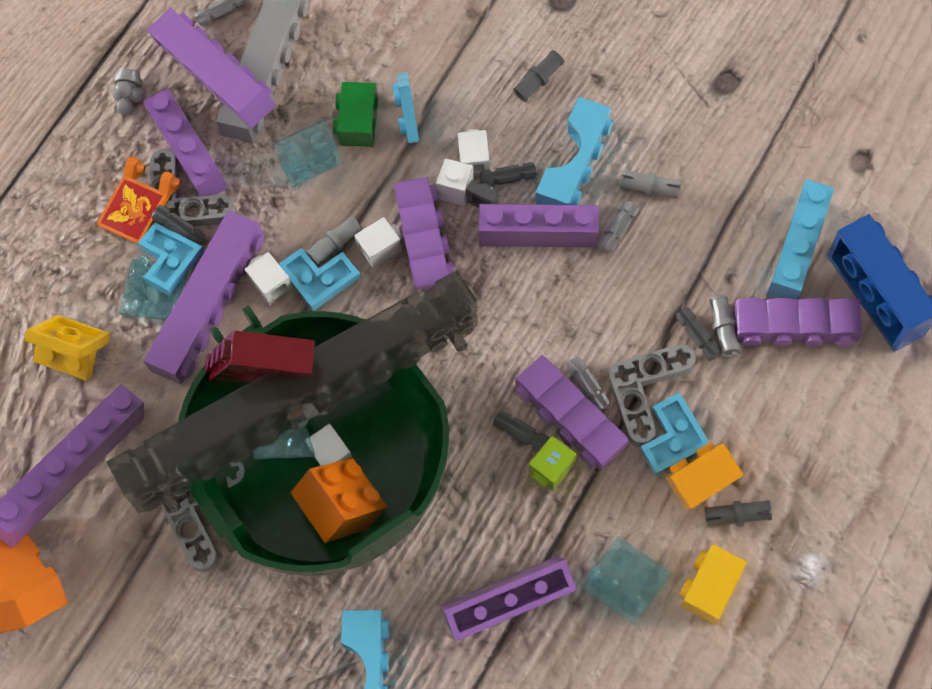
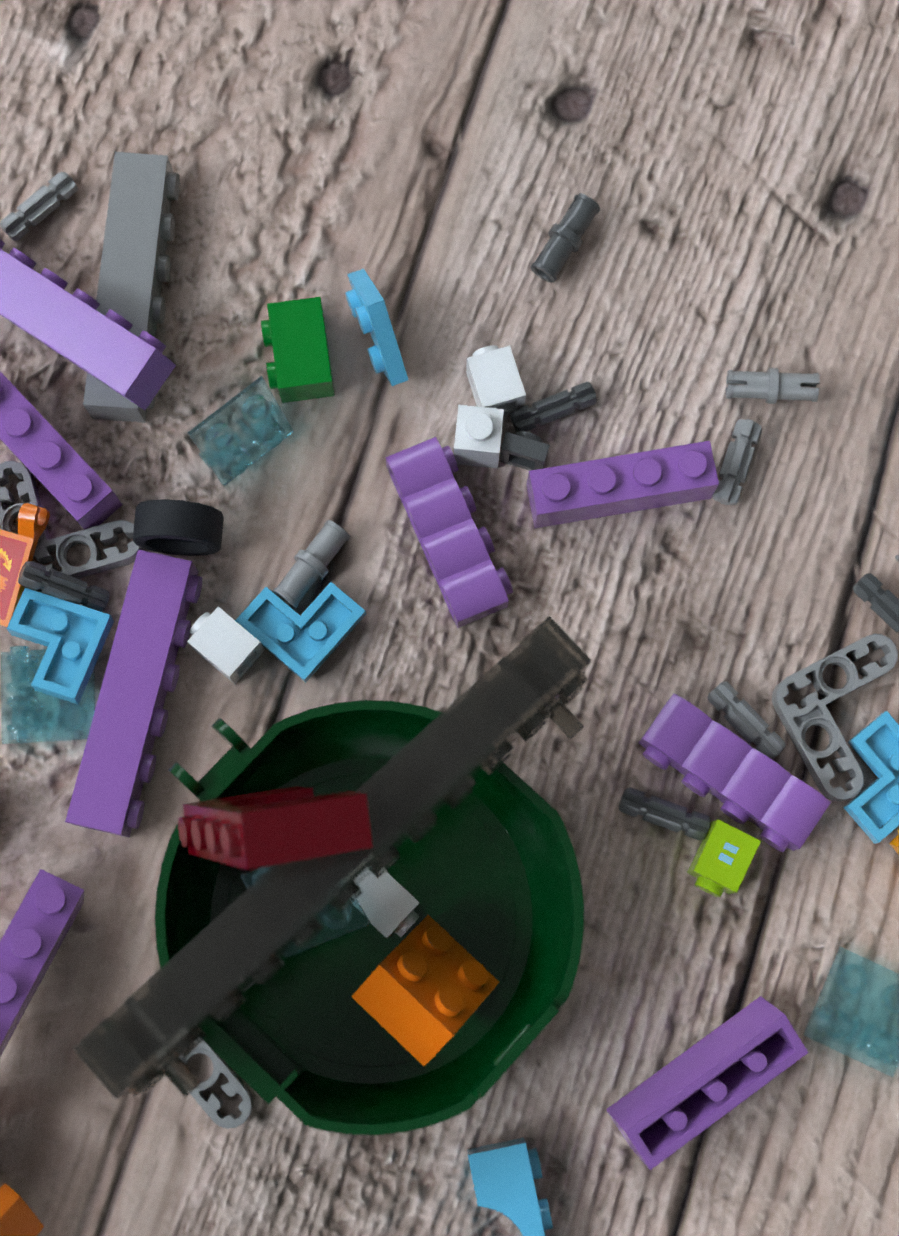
camera: 20 degrees left, 10 degrees up
(256, 201) = (178, 527): none -> black tyre
(379, 242) = (383, 554): white brick -> none
(586, 126) = (658, 312): medium azure arch -> none

